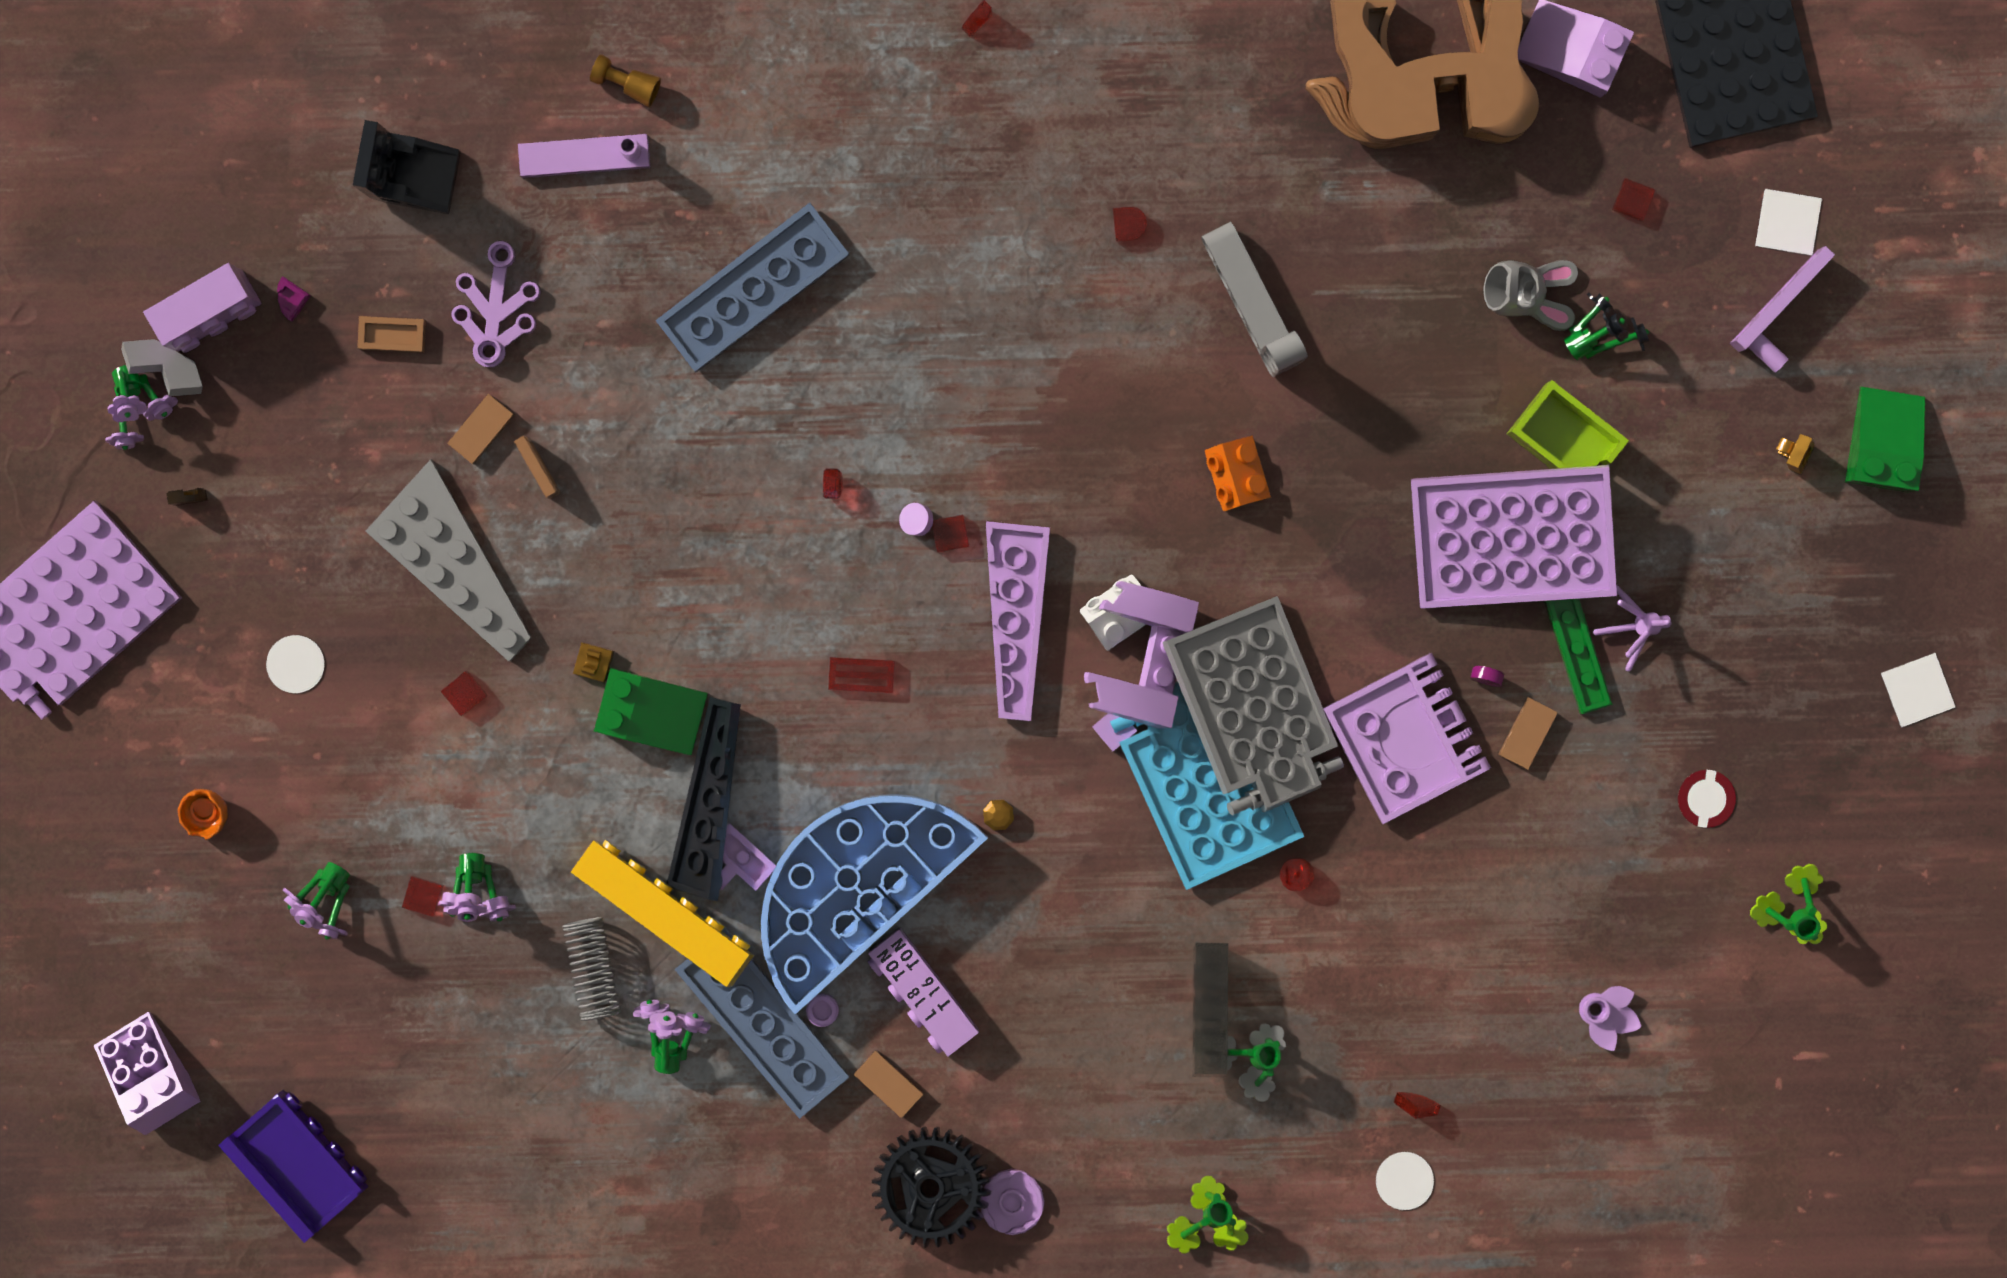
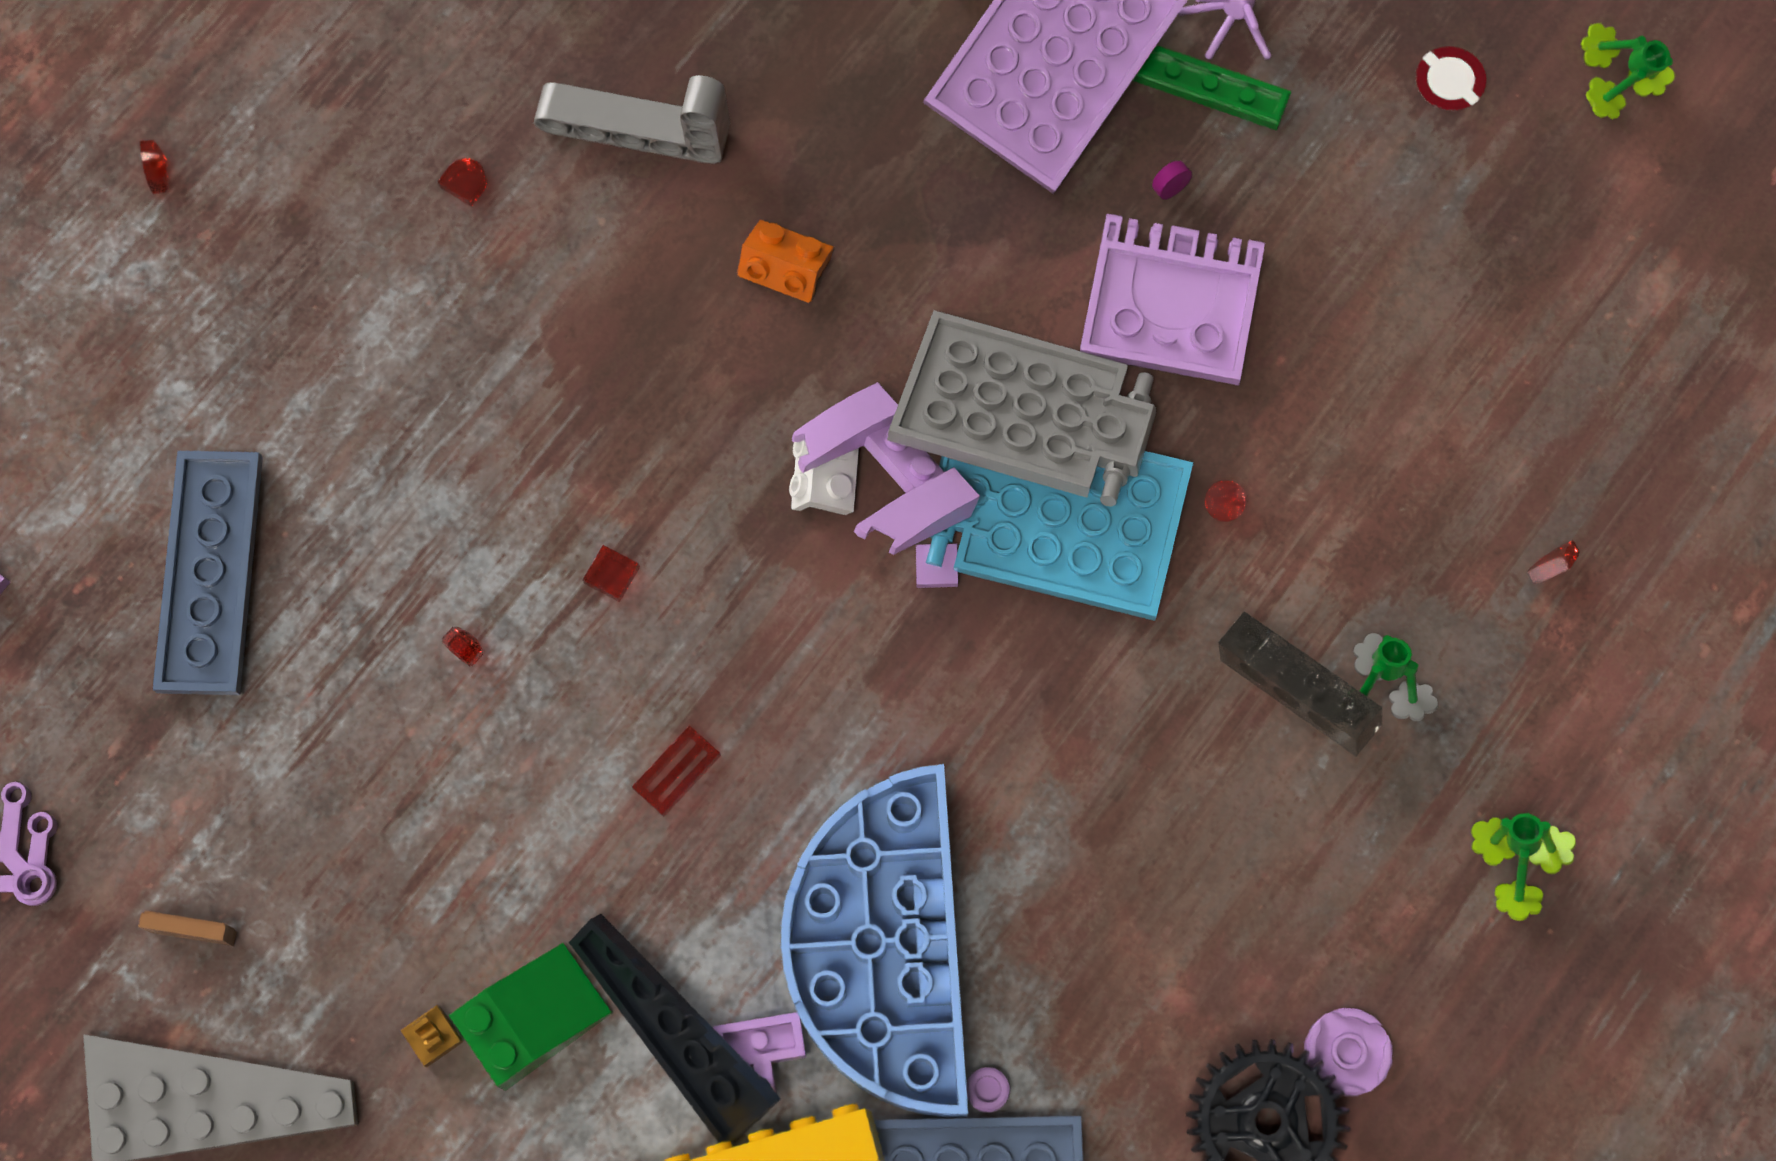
camera: 45 degrees left, 15 degrees down
(481, 429) = (101, 957): medium nougat tile -> none
(888, 1083) = (1121, 1082): medium nougat tile -> none
(916, 519) = (568, 592): lavender tile -> none
(923, 992) = (1052, 965): lavender brick -> none
(998, 814) = (930, 745): pearl gold tile -> none
(1016, 590) = (724, 553): lavender wing -> none
(1404, 1181) = (1625, 636): white sticker -> none
(1527, 733) = (1257, 187): medium nougat tile -> none
(1612, 1018) = (1605, 315): lavender plate -> none

